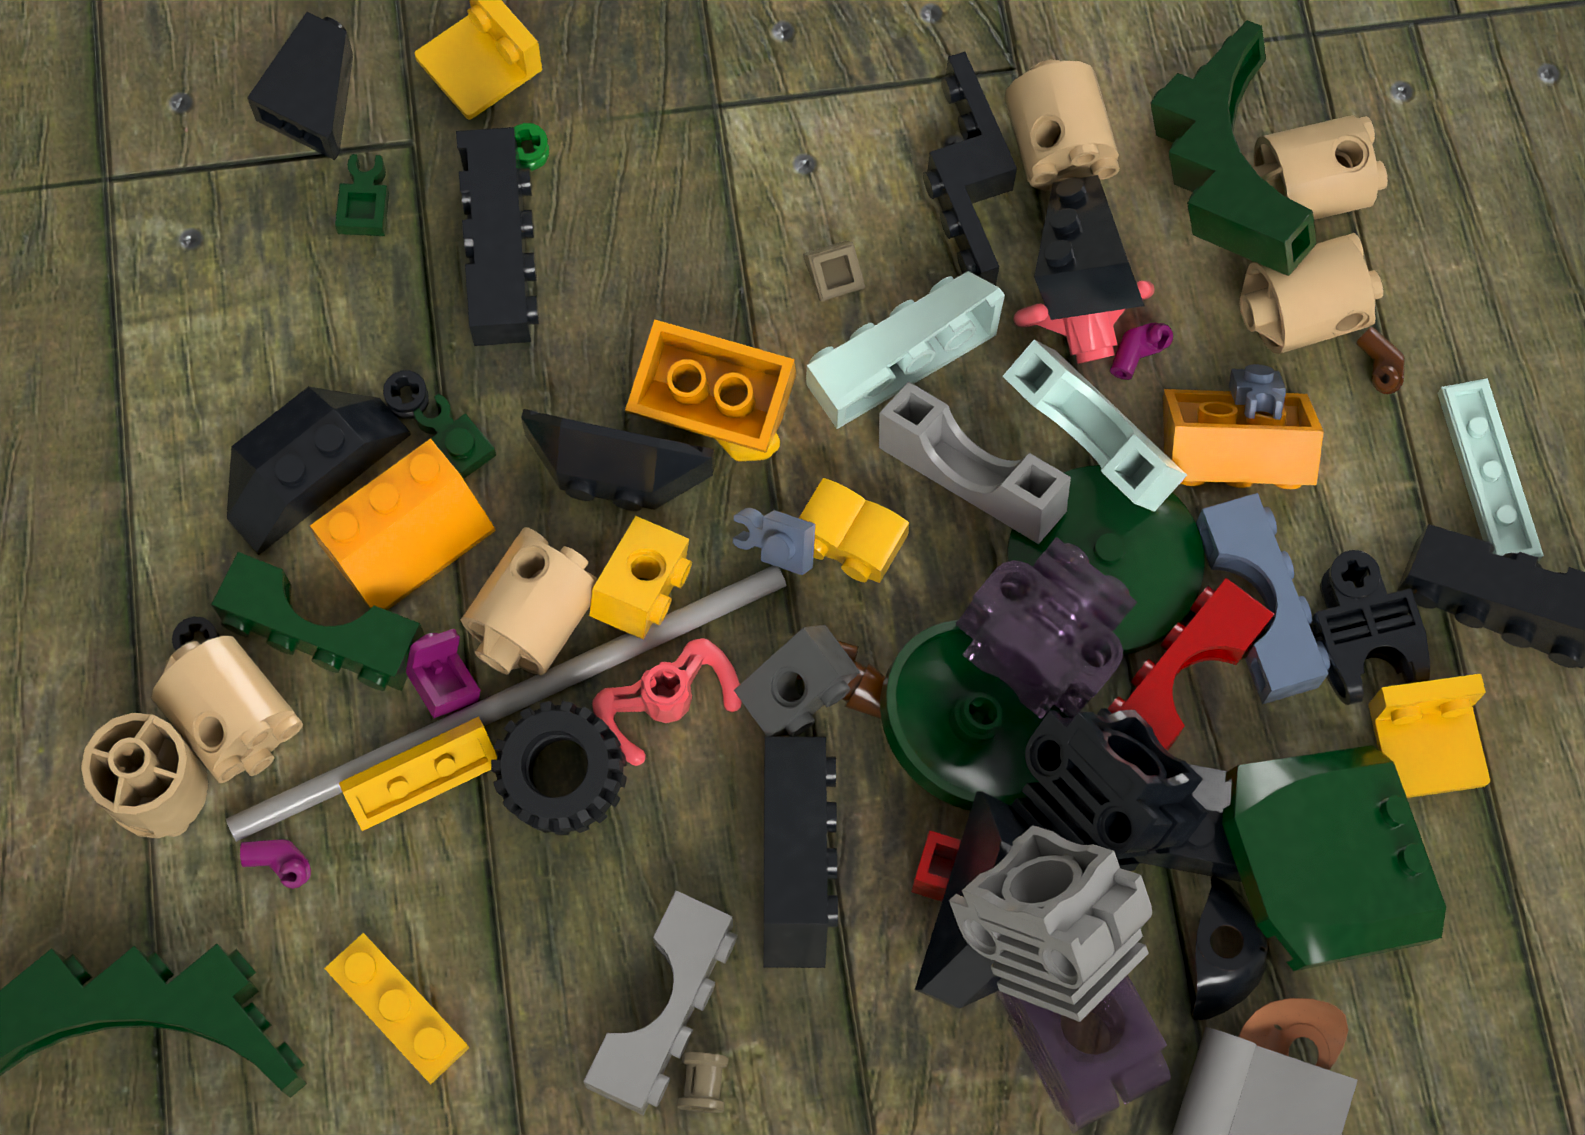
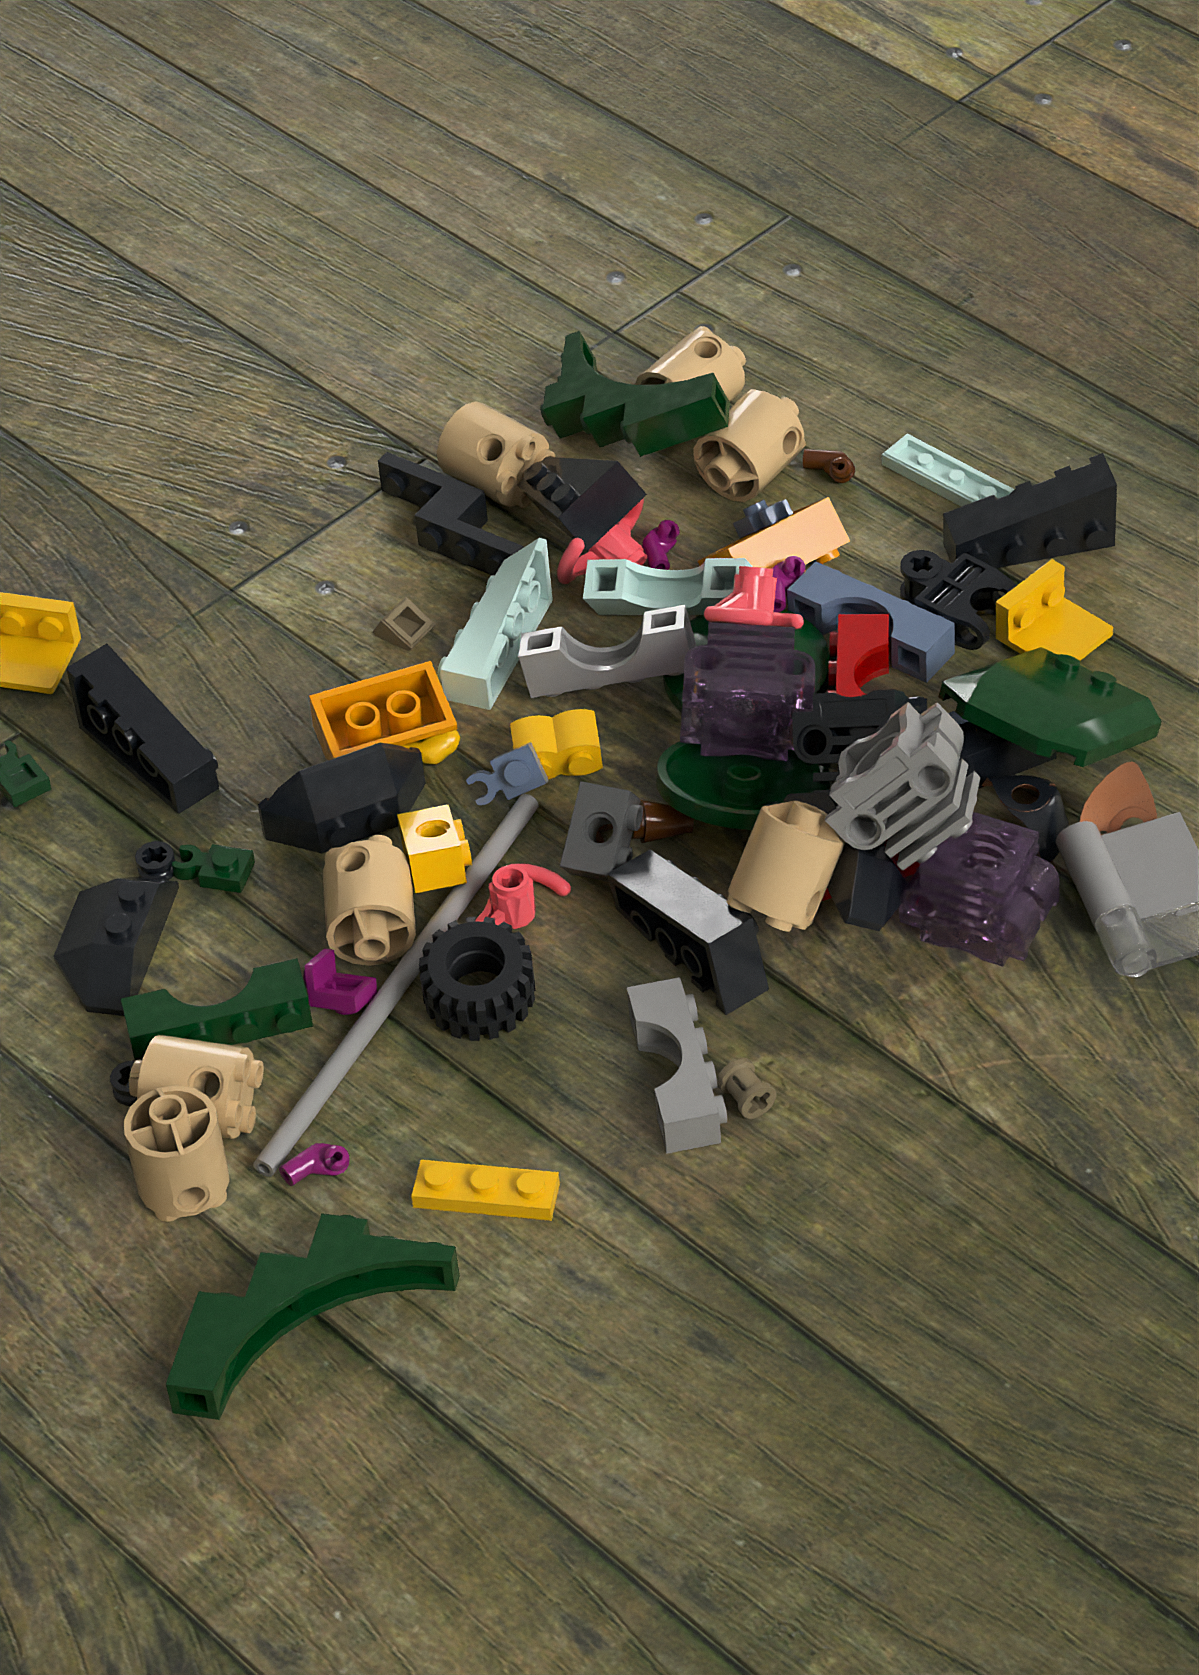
camera: 30 degrees left, 25 degrees down
(403, 527) = (226, 926): light orange slope -> none
(419, 773) = (376, 1049): yellow plate -> none
(896, 893) = (786, 865): none -> tan cylinder
(1128, 528) = (752, 602): none -> coral piece
(1204, 490) = (786, 573): none -> magenta arm

